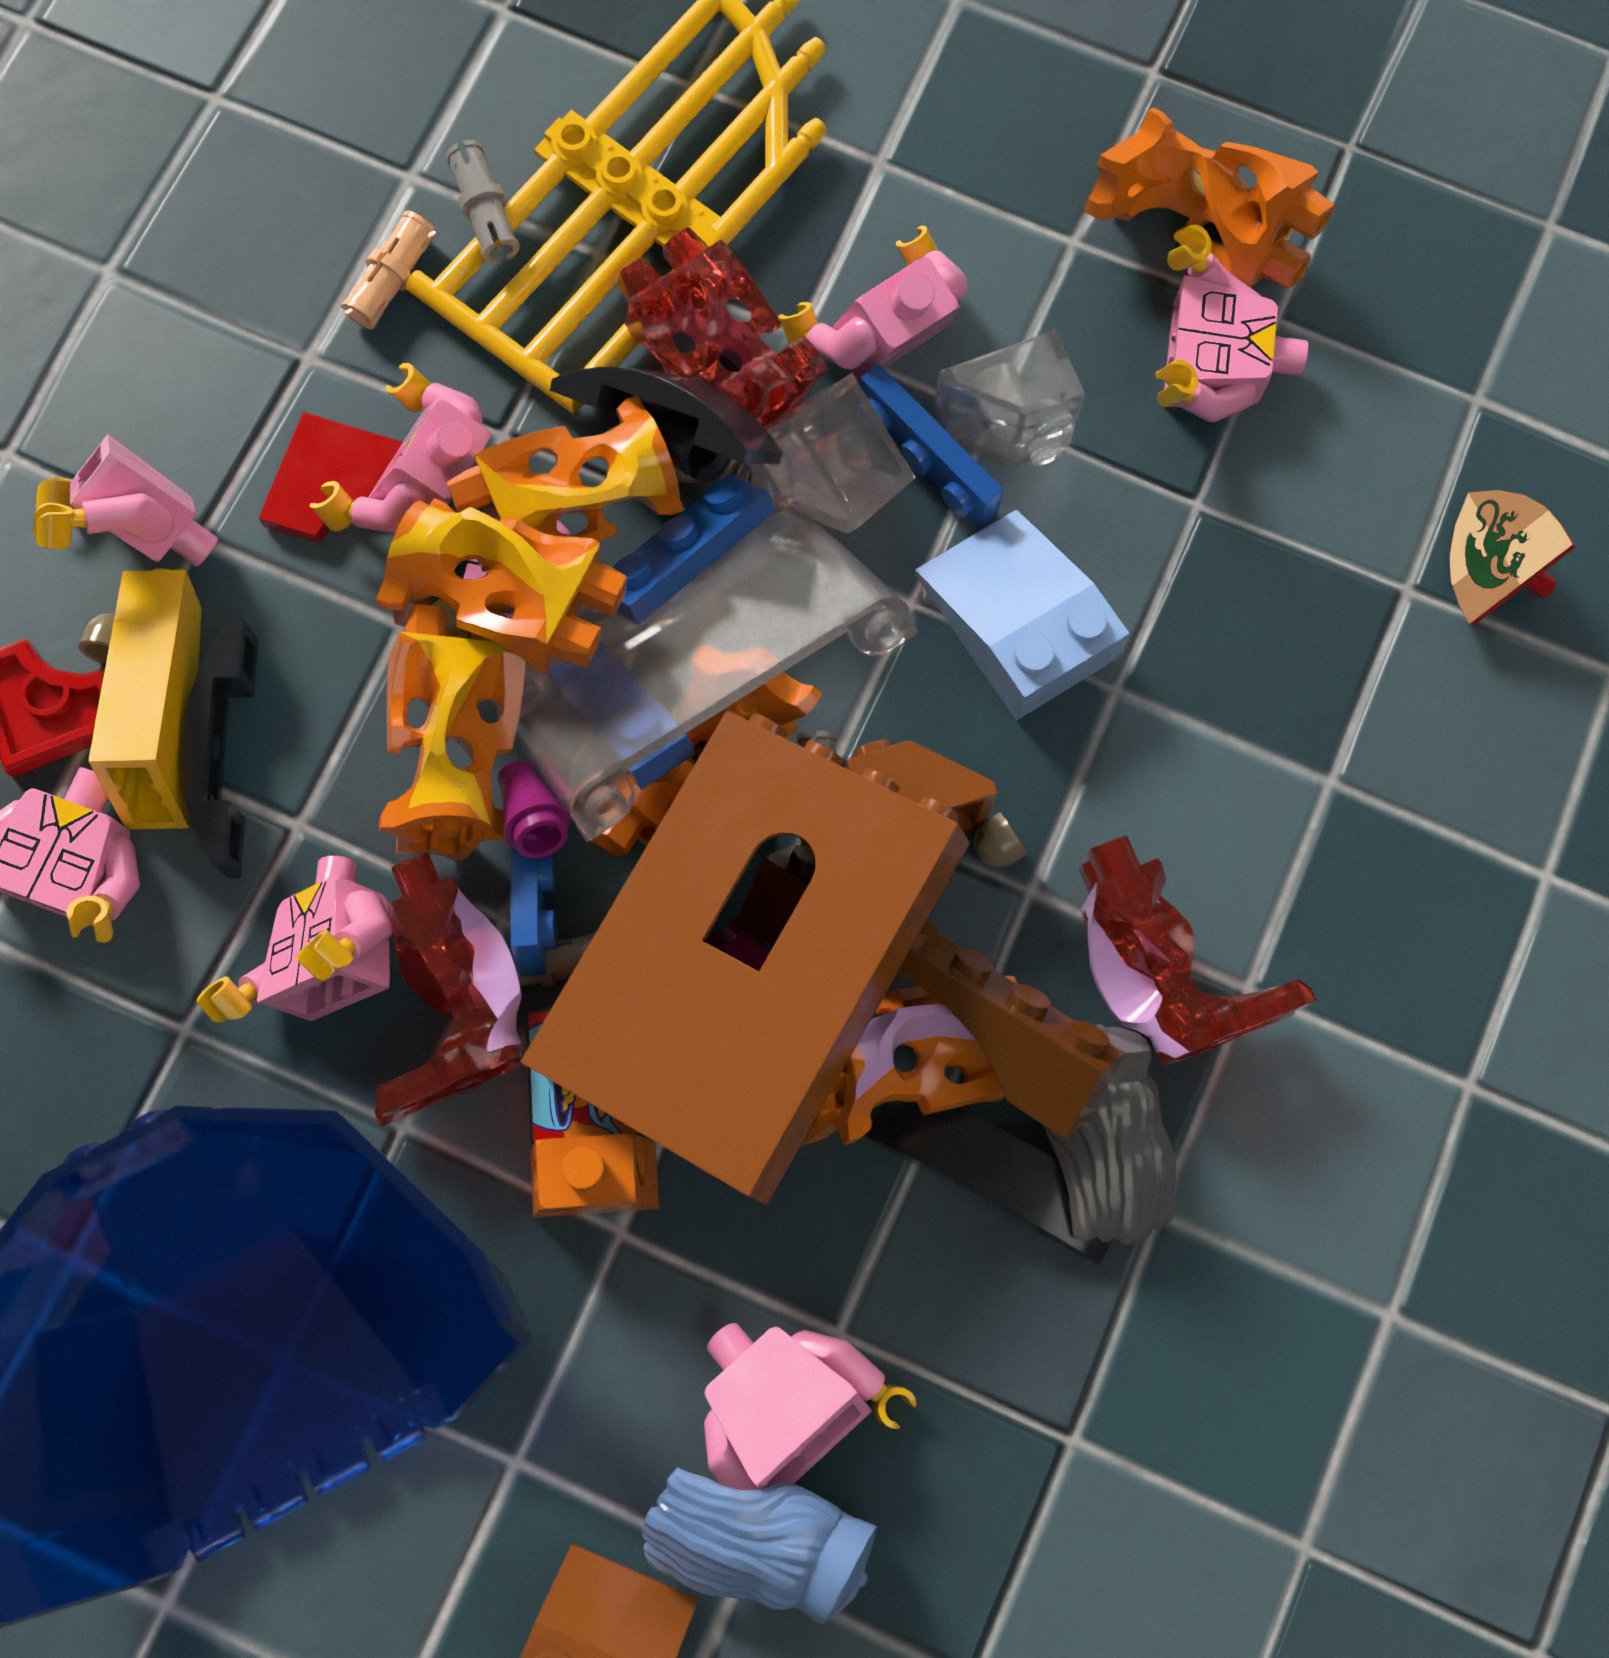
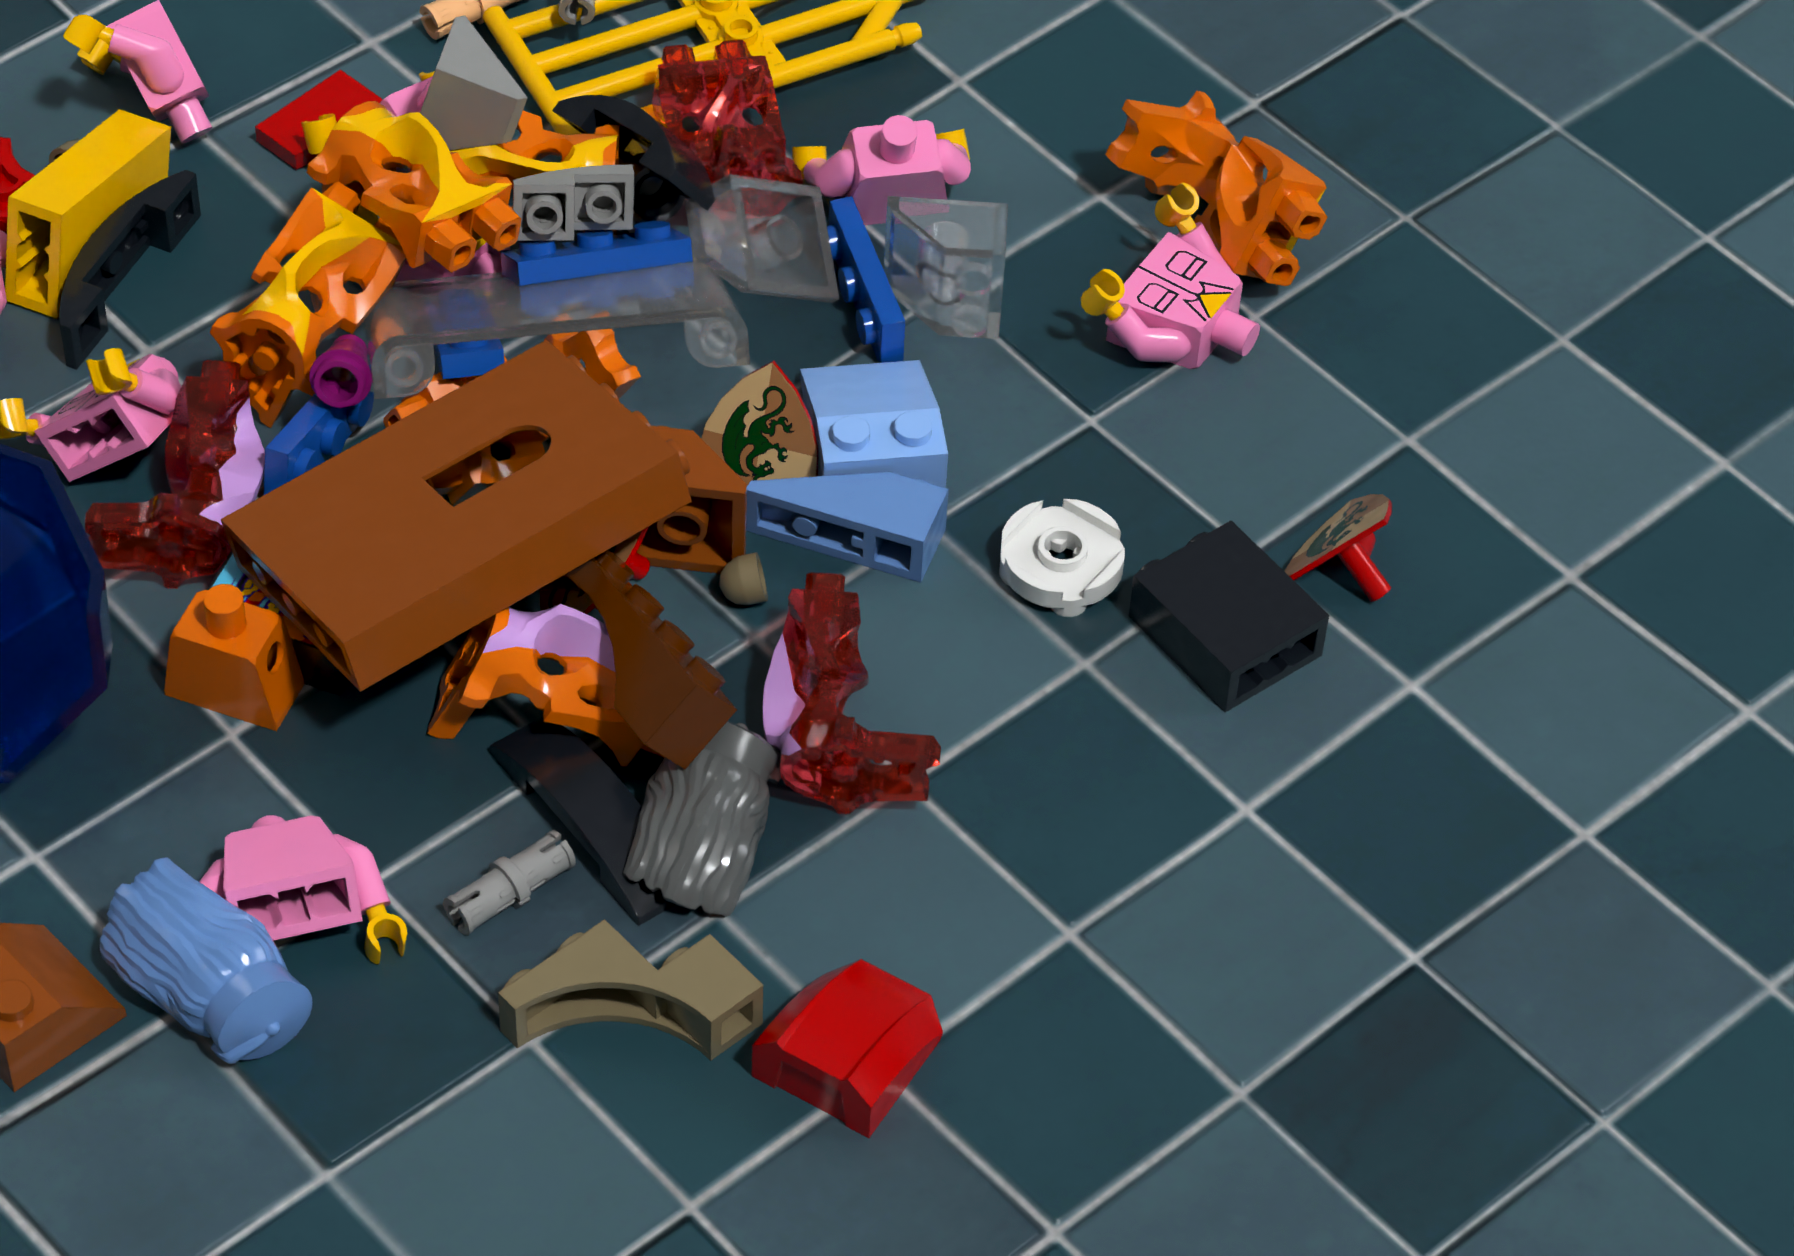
camera: 25 degrees right, 25 degrees down
(499, 452) = (472, 93): none -> light grey slope
(658, 503) = (572, 200): none -> light grey slope
(942, 685) = (764, 428): none -> shield
(969, 1286) = (509, 882): none -> light grey pin
(1081, 722) = (859, 518): none -> medium blue slope
(1109, 1358) = (600, 976): none -> dark tan arch
(1289, 659) = (1062, 583): none -> white plate
(1357, 1308) = (849, 1043): none -> red slope
(1441, 681) = (1228, 615): none -> black brick

